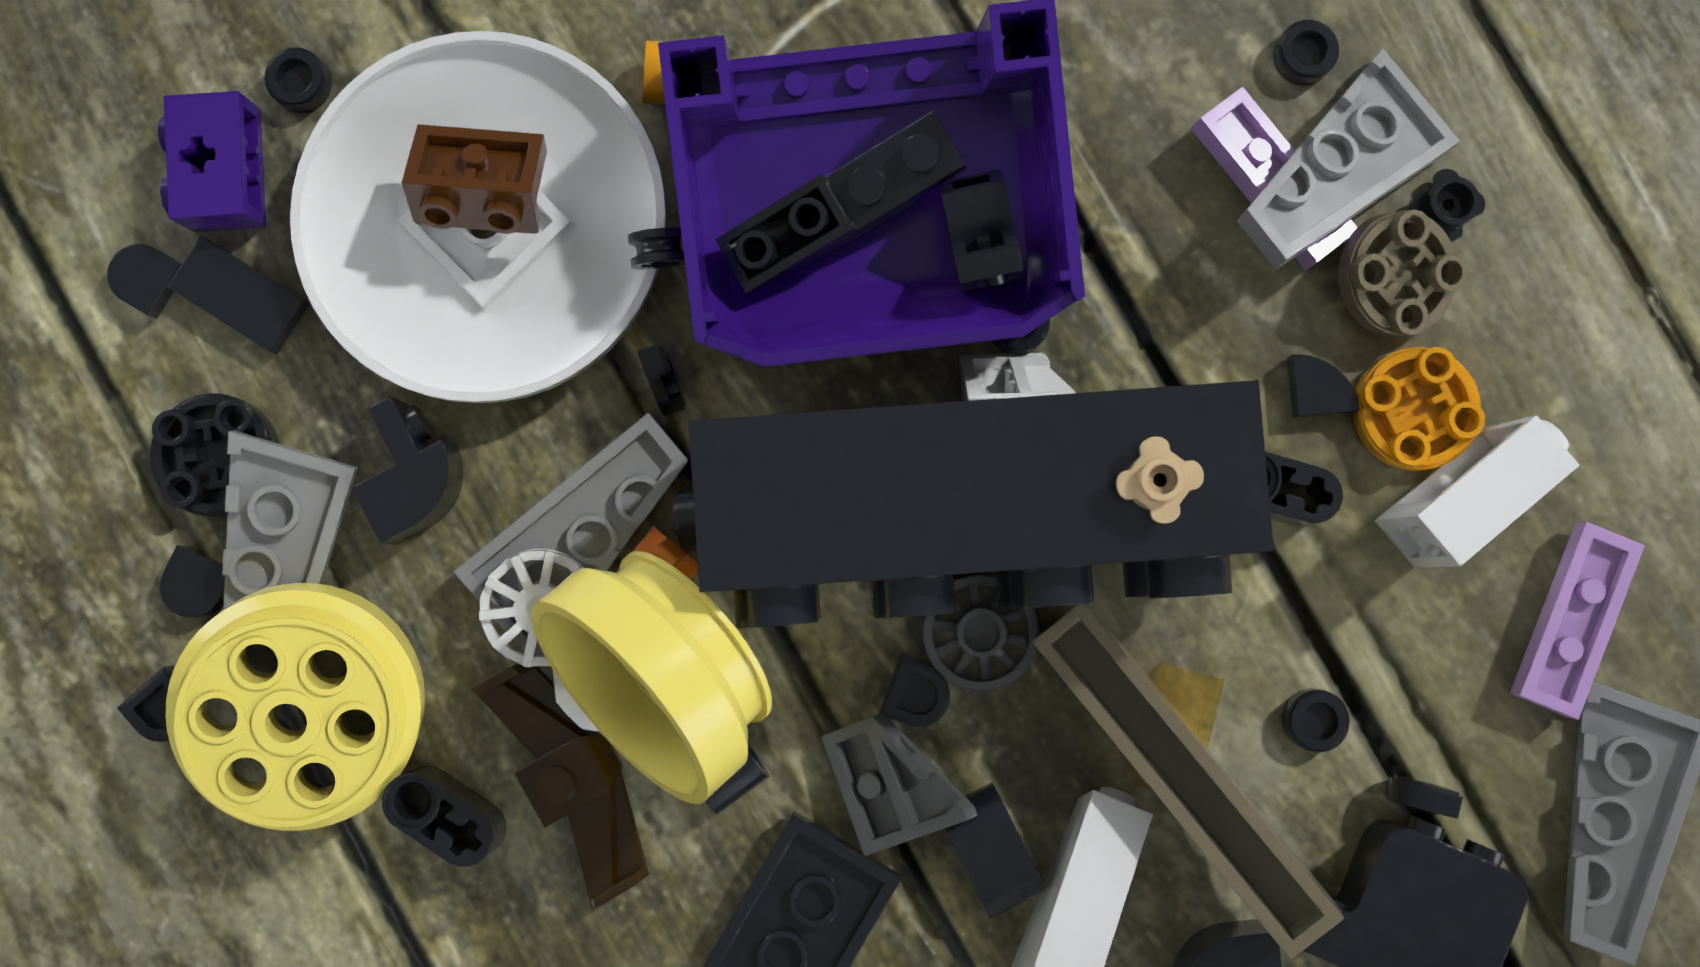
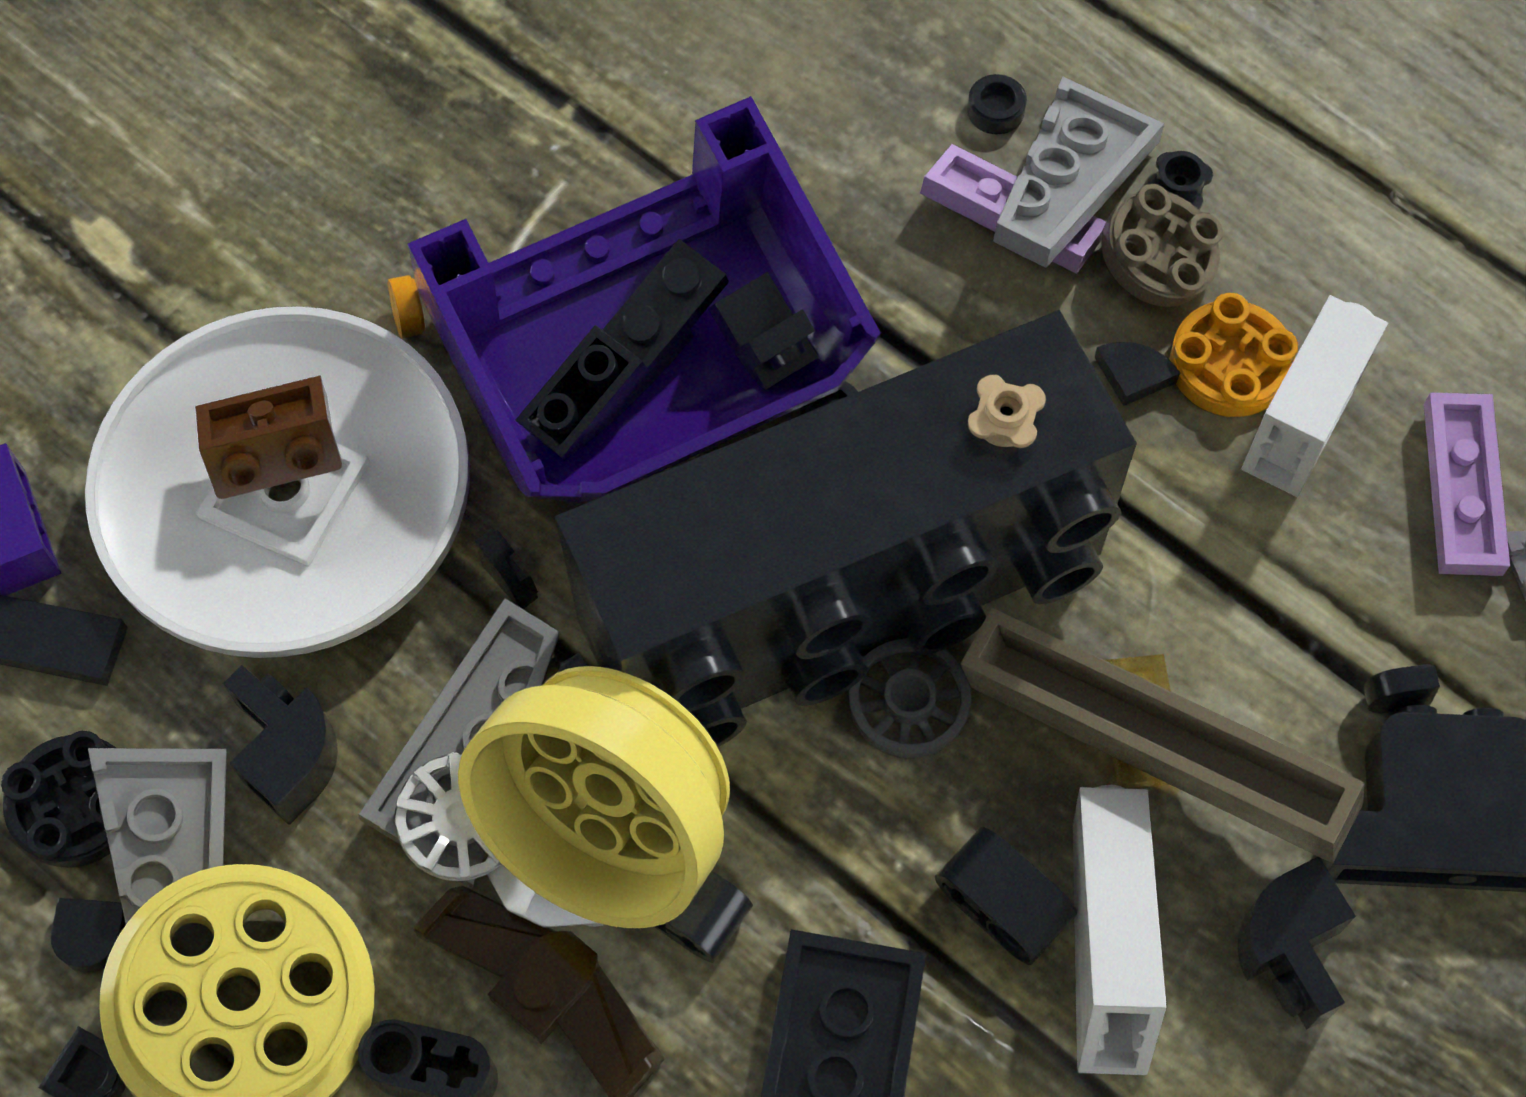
camera: 20 degrees left, 20 degrees down
(298, 80) = (56, 429): black tile -> none
(656, 248) = (464, 436): black bush -> none
(891, 785) = (879, 864): dark grey wing -> none
(915, 694) = (869, 778): black tile -> none
(1293, 474) = (1161, 462): black beam -> none
(1315, 720) = (1268, 663): black tile -> none

